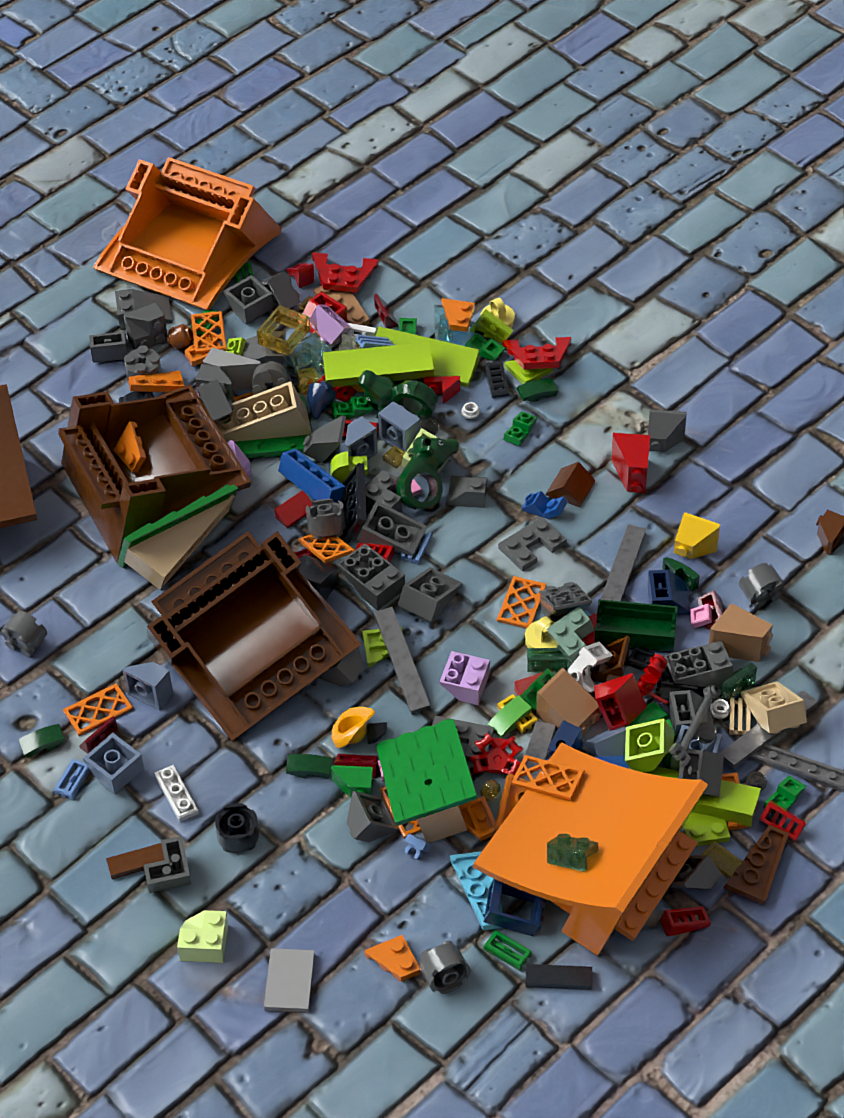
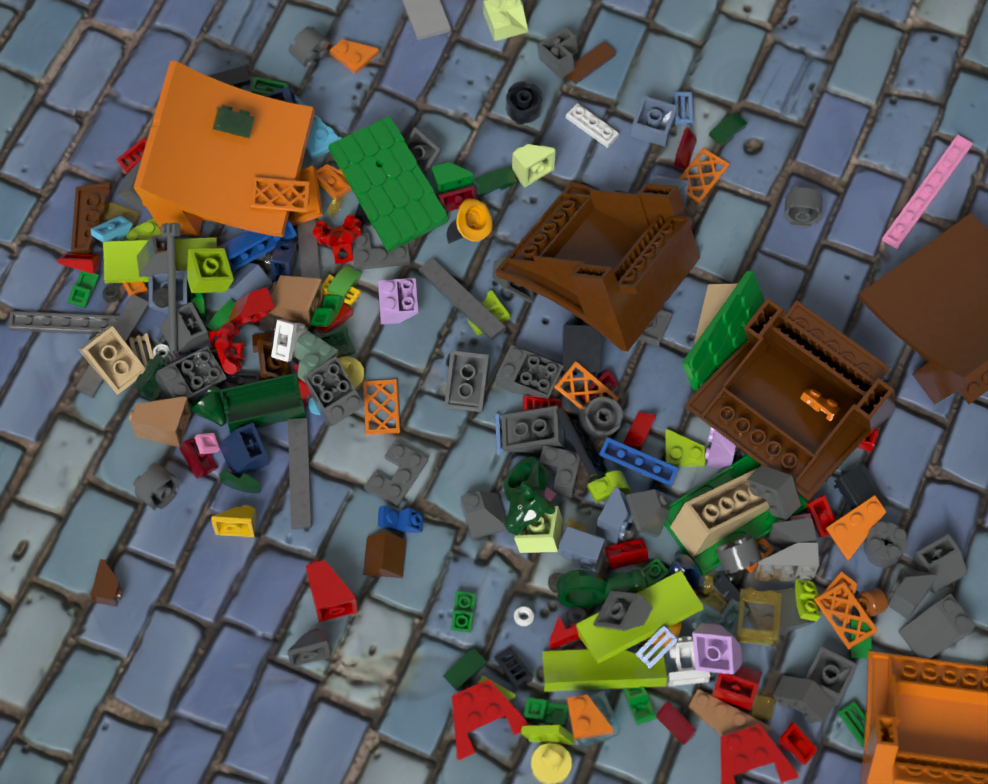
camera: 155 degrees right, 15 degrees up
(261, 759) = (532, 163): none -> yellowish green slope
(267, 485) = (683, 451): none -> lime wing
(394, 356) = (623, 611): none -> dark grey slope
(689, 638) = (210, 406): none -> dark green hat
(738, 832) = (112, 230): none -> medium azure slope

